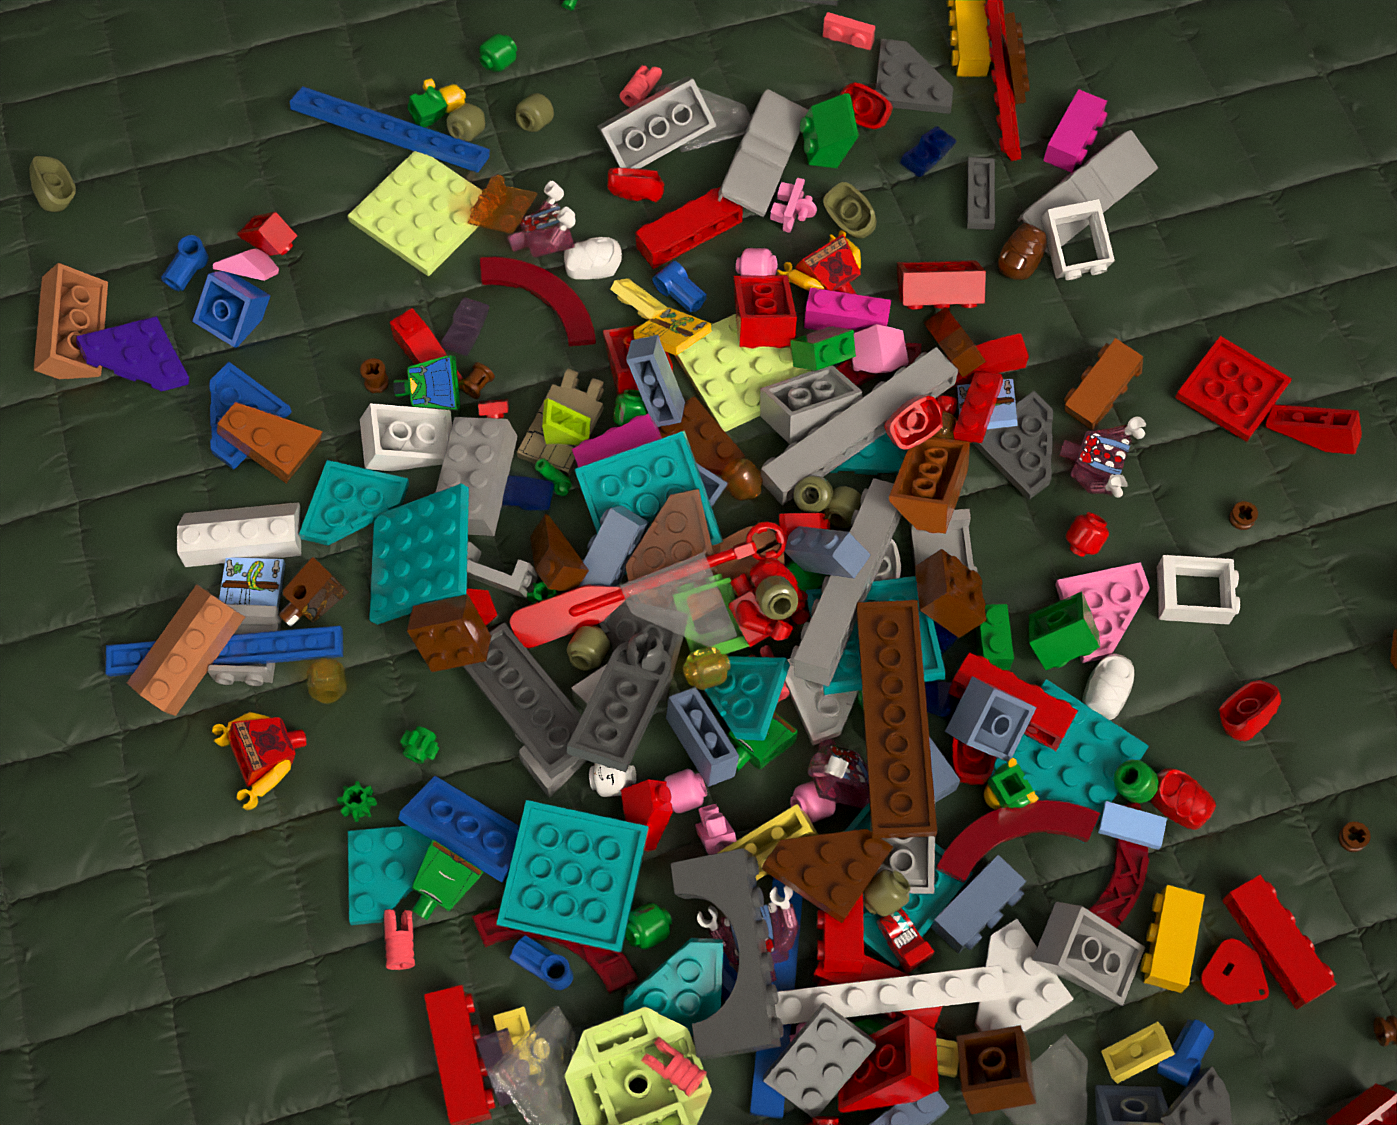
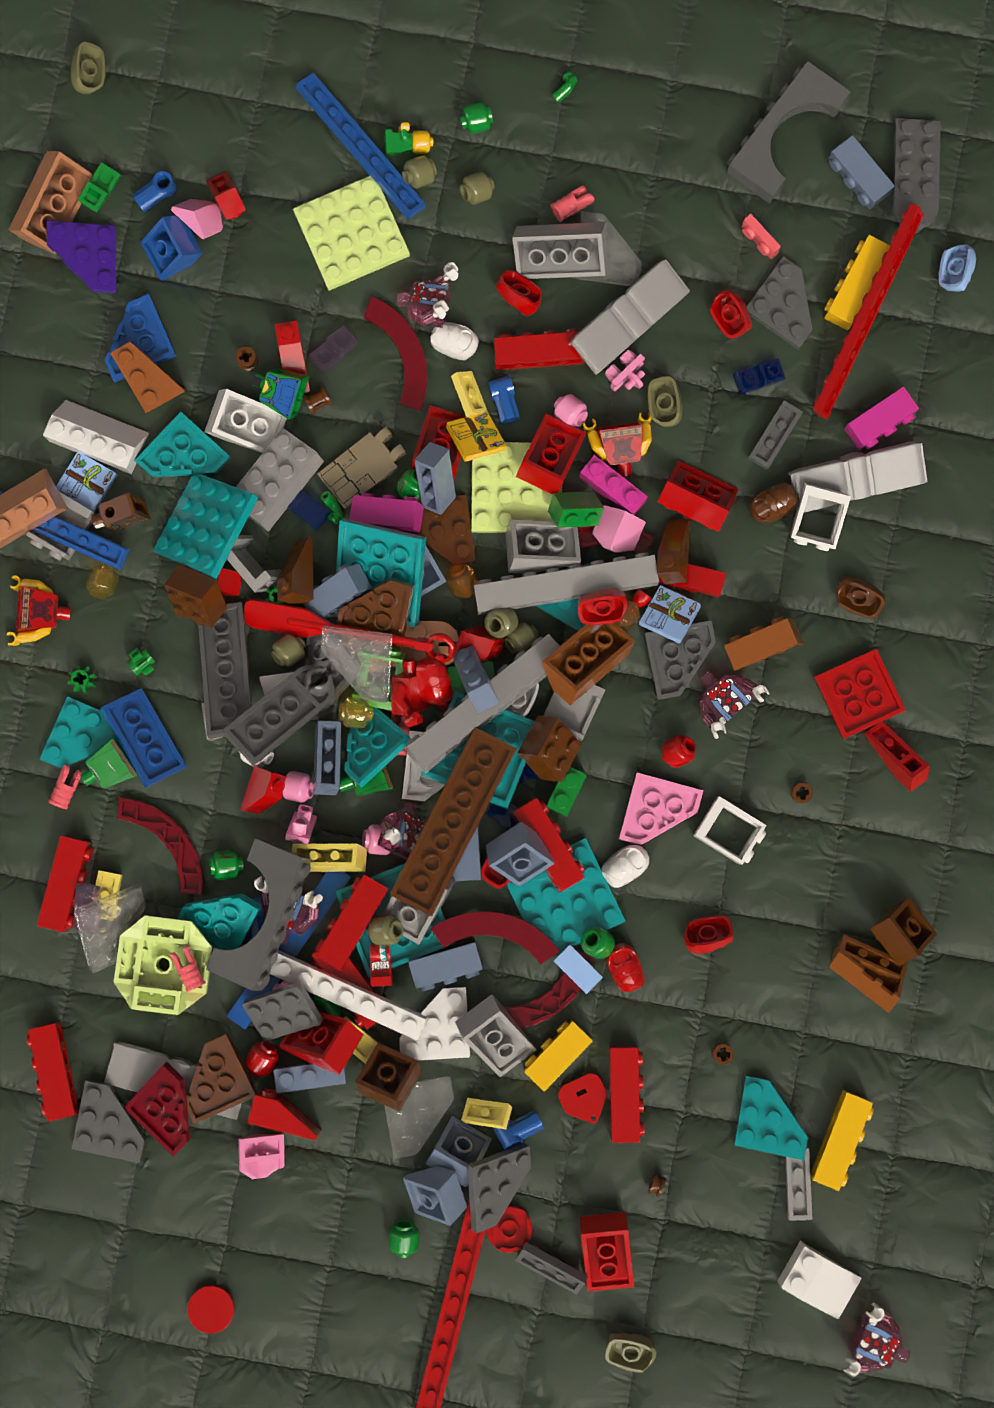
camera: 30 degrees right, 20 degrees up
(120, 288) = (99, 188): none -> green slope
(493, 408) = (315, 433): plate -> none
(500, 206) = (406, 265): clear orange hinge -> none
(540, 962) = (145, 851): blue piece -> none
(564, 425) = (358, 473): lime slope -> none
(573, 876) = (192, 809): teal plate -> none
(776, 597) = (421, 695): olive head -> none
(829, 131) = (687, 325): green slope -> none
(829, 867) = (353, 897): reddish brown plate -> none
(978, 407) = (659, 615): red plate -> none
(1009, 788) = (505, 902): green piece -> none
(1017, 57) = (868, 337): reddish brown plate -> none
(1063, 631) = (615, 813): green slope -> none
(1170, 295) = (859, 597): none -> reddish brown piece

